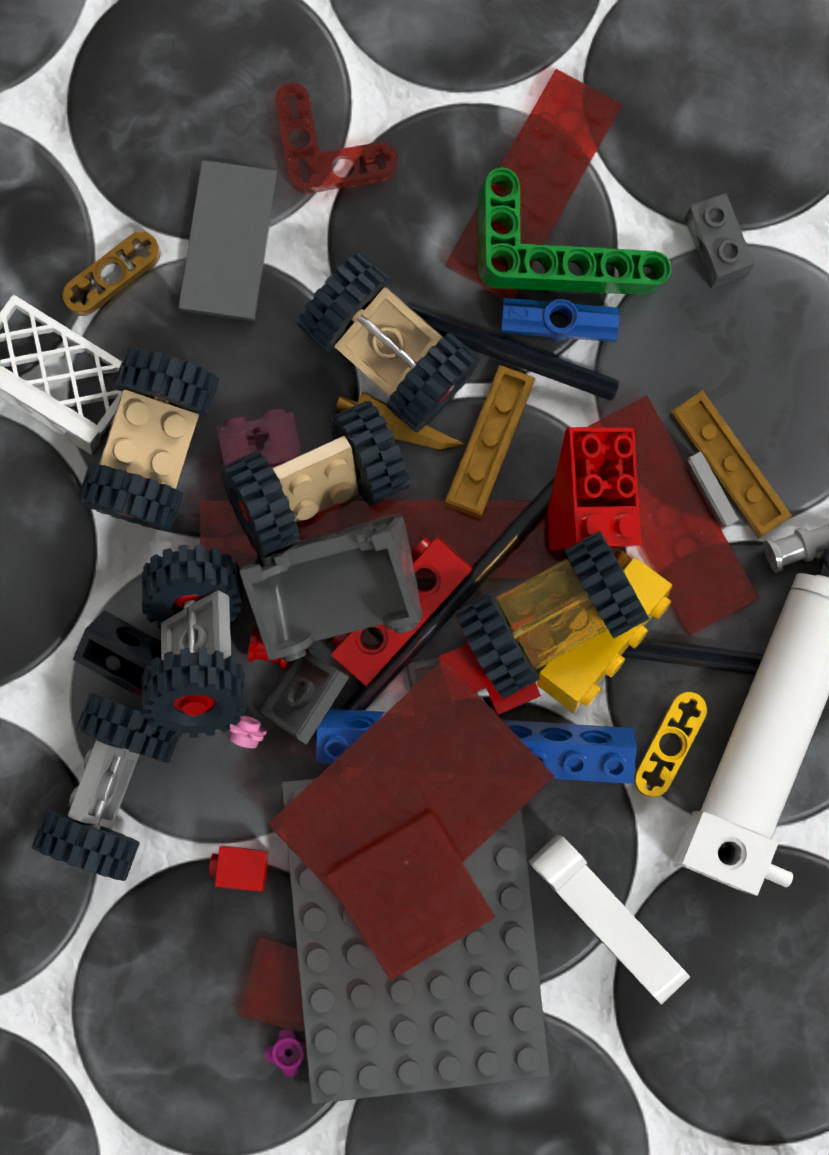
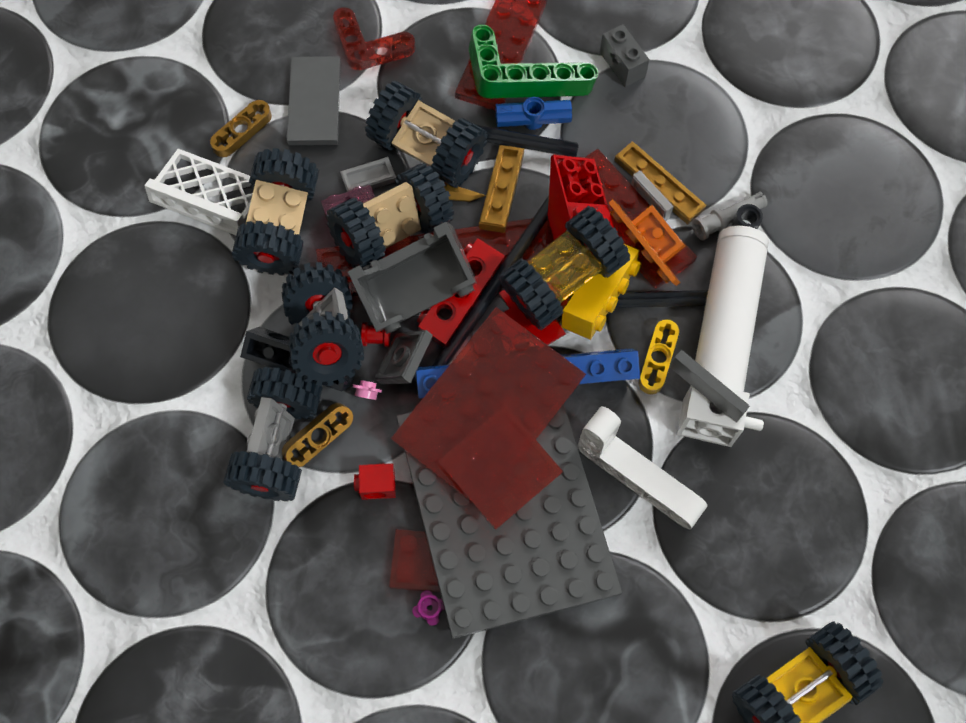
camera: 10 degrees left, 15 degrees down
(163, 802) = (329, 435): none -> pearl gold beam
(293, 385) = (374, 173): none -> light grey tile
(697, 566) = (655, 235): none -> orange bracket
(721, 830) = (709, 386): none -> dark grey tile

